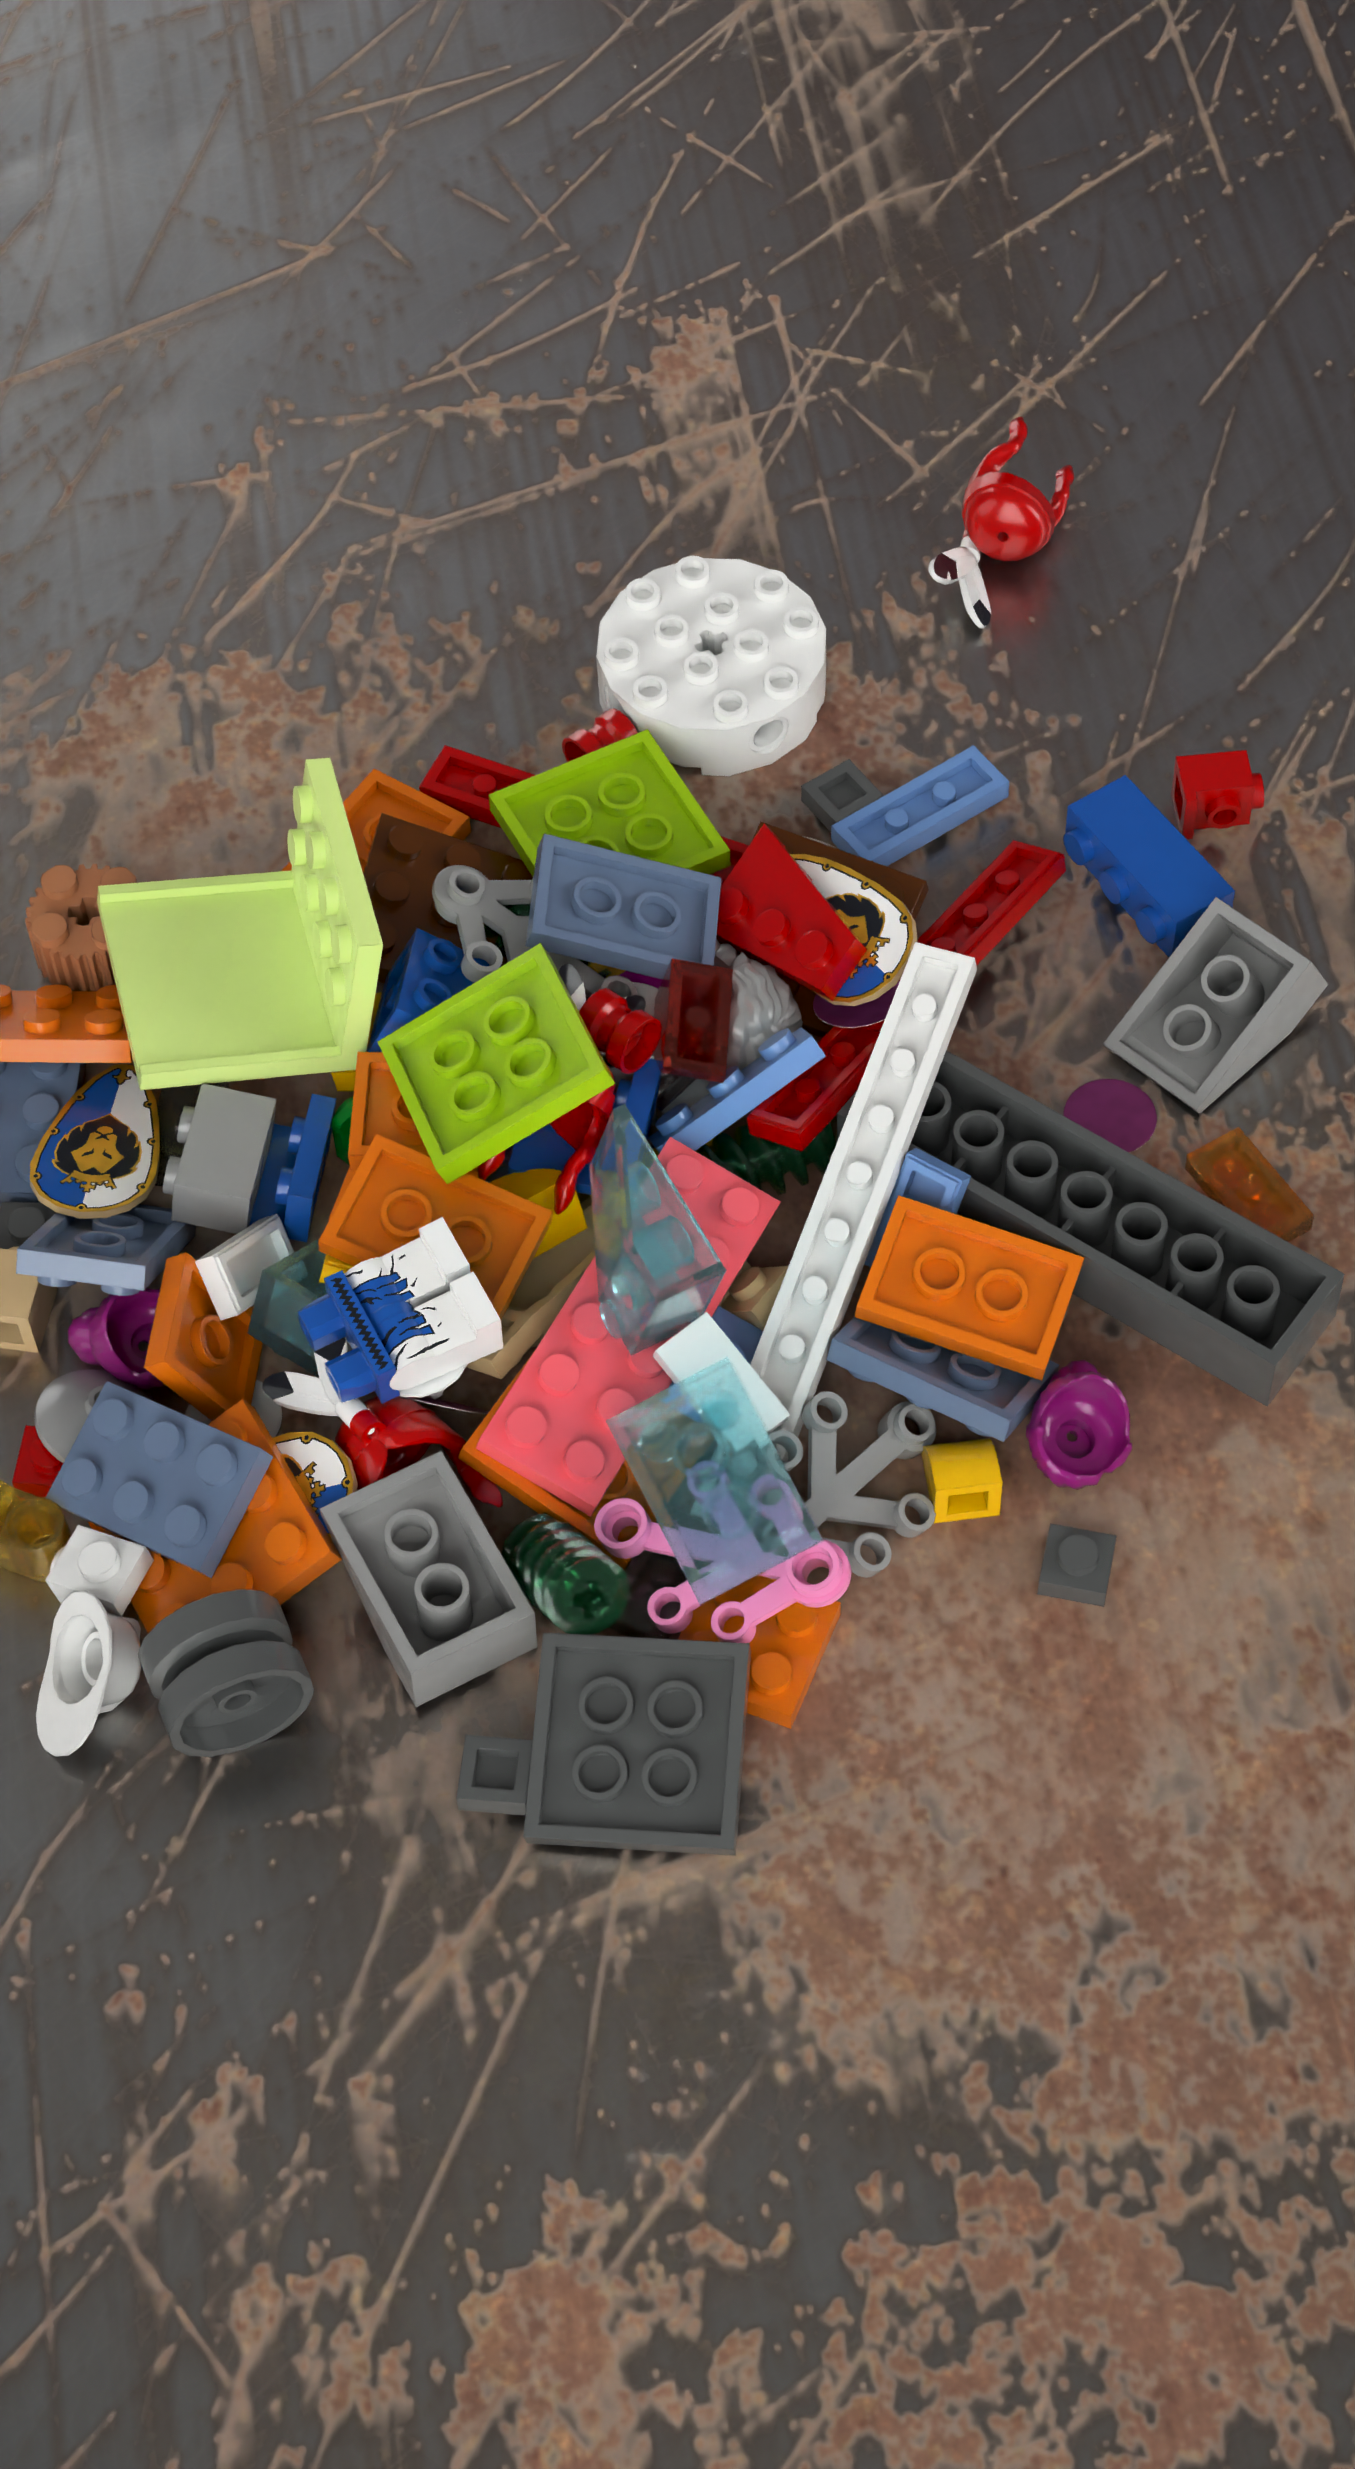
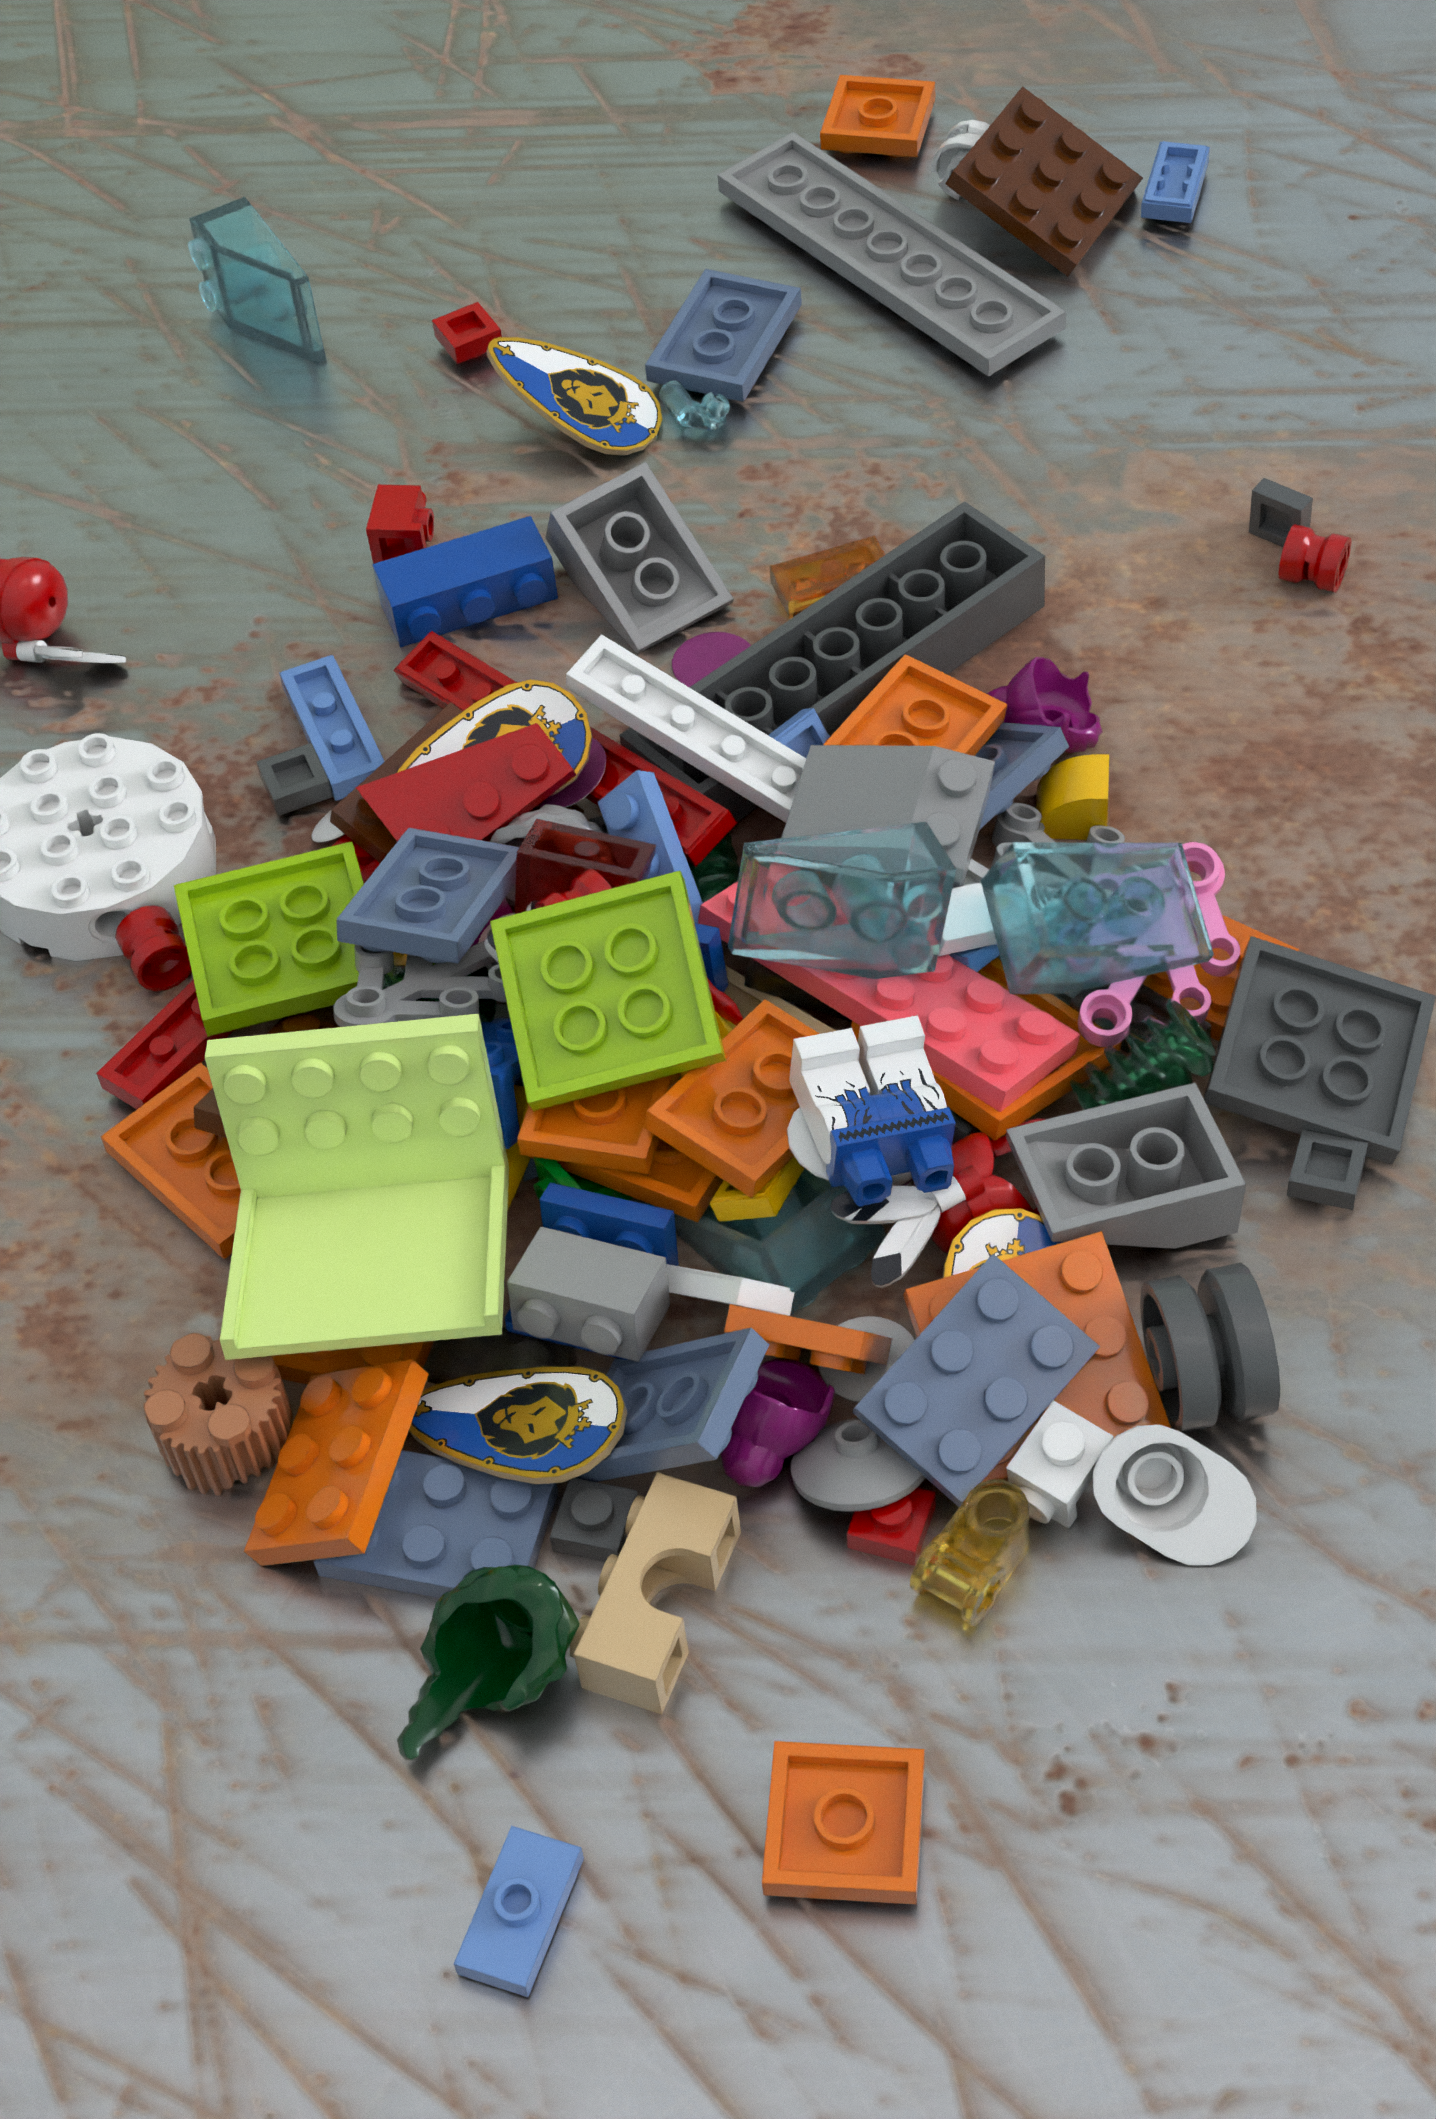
camera: 75 degrees left, 5 degrees down
(816, 1279) = (890, 787): none -> light grey slope
(1077, 1565) = (1174, 746): dark grey plate -> none

